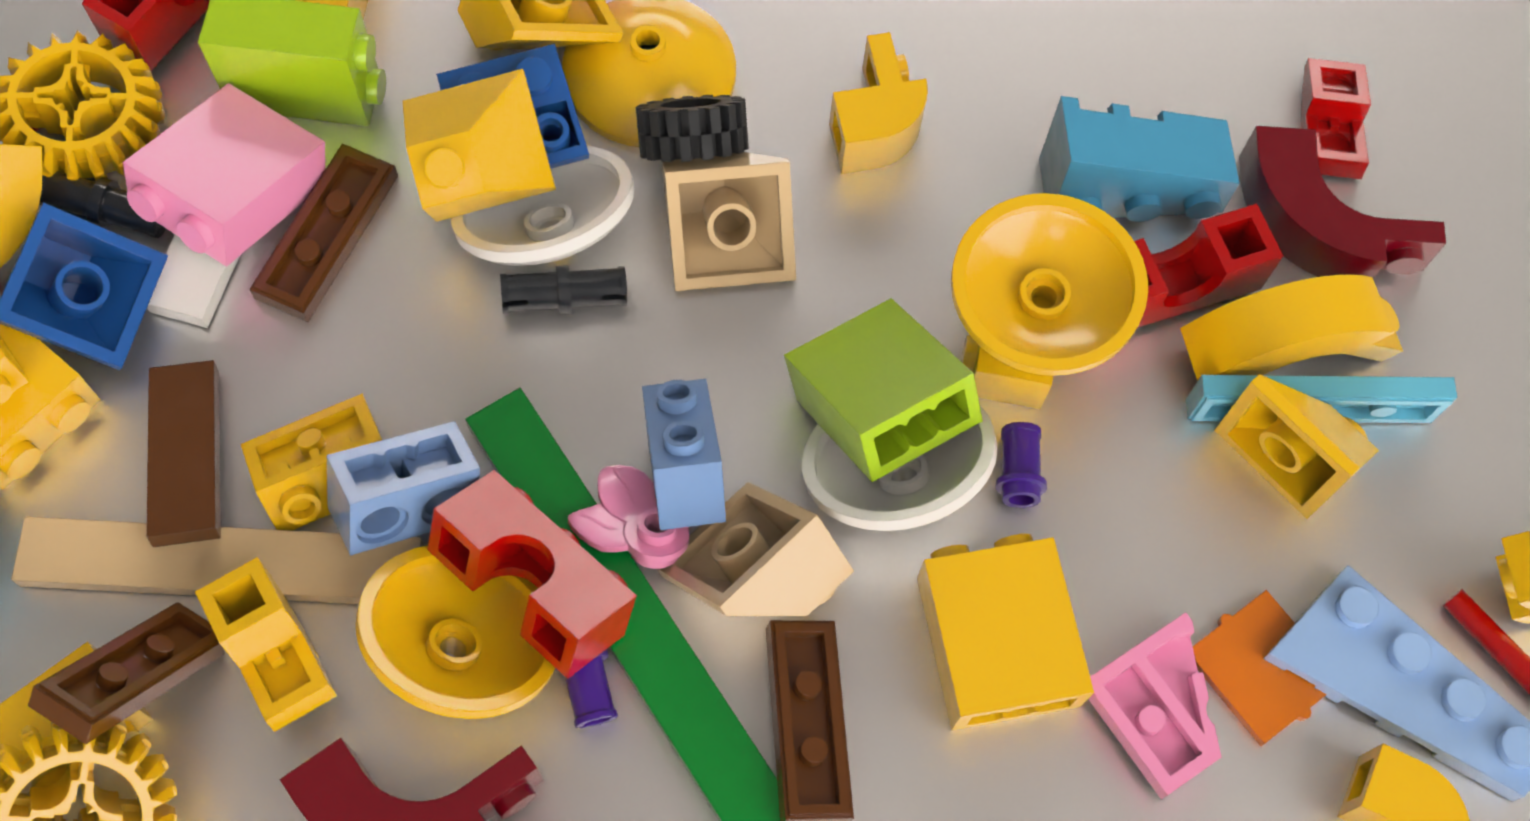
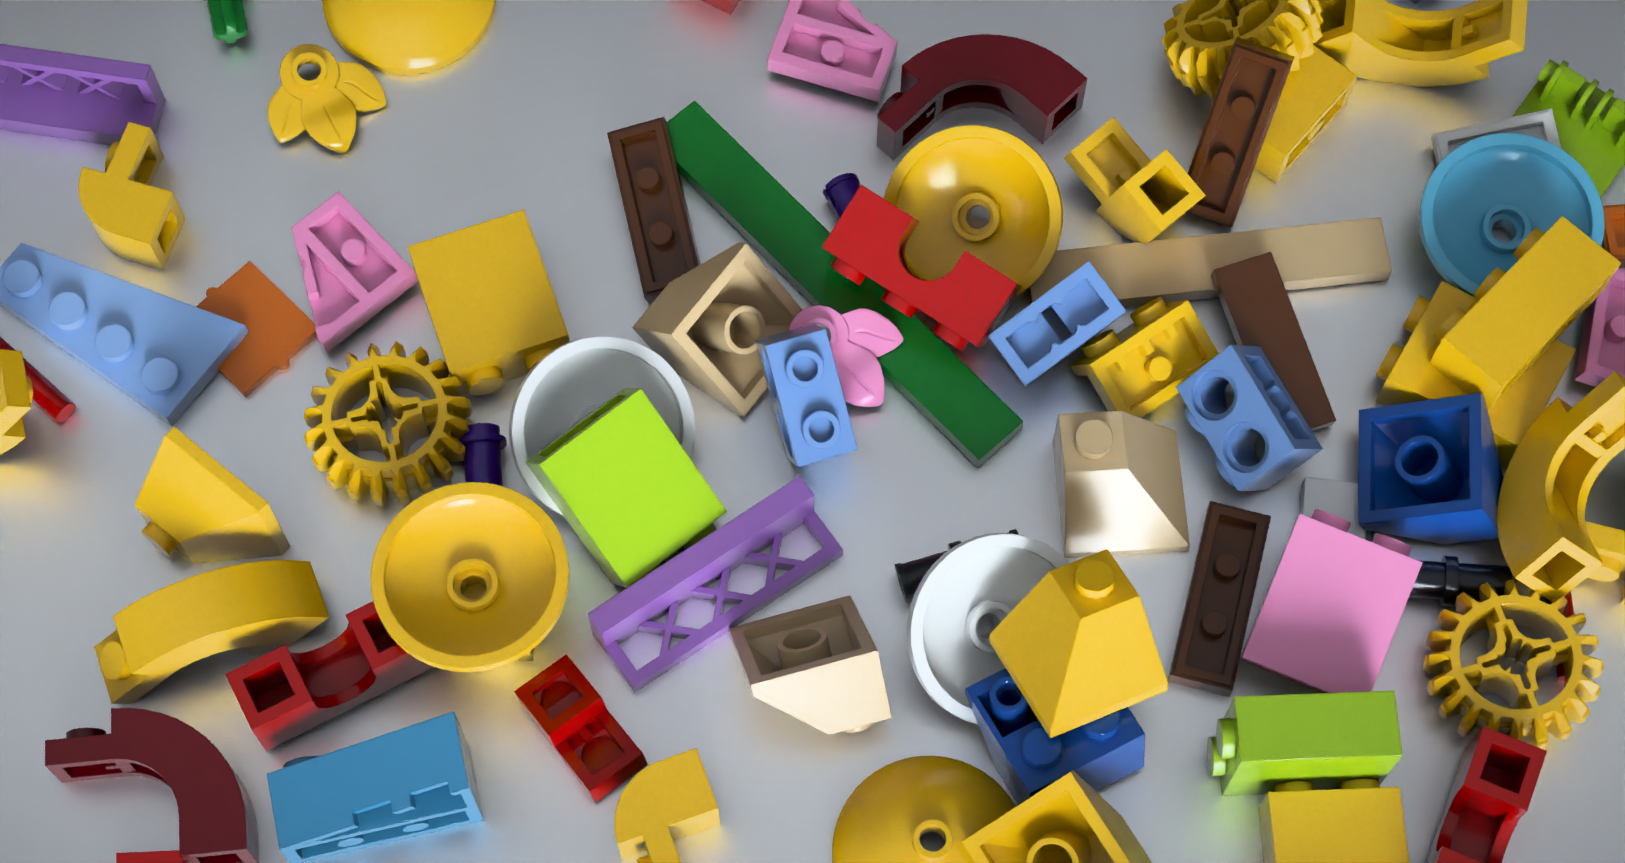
camera: 175 degrees right, 0 degrees up
(236, 367) = (1258, 407): none -> medium blue brick
(388, 345) = (1118, 485): none -> tan slope
(692, 128) = (871, 763): black tyre -> none
(763, 346) = (702, 565): none -> medium lavender fence
(937, 201) = (581, 728): none -> red slope
(1163, 505) = (363, 427): none -> yellow gear
(1356, 397) = (137, 576): medium azure tile -> none

